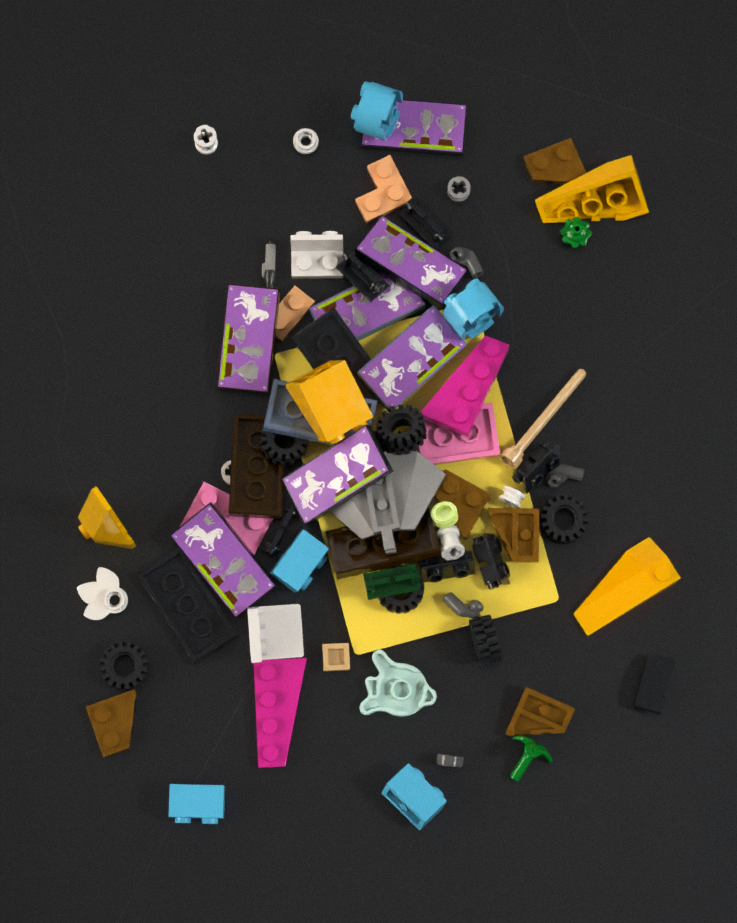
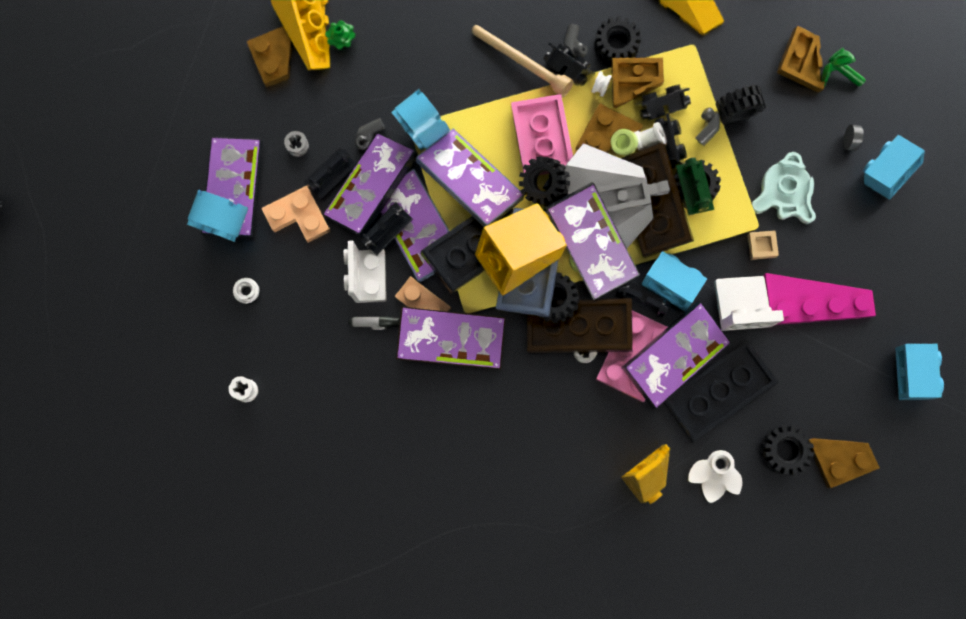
camera: 85 degrees left, 0 degrees up
(466, 390) = (504, 127): dark pink wing -> none

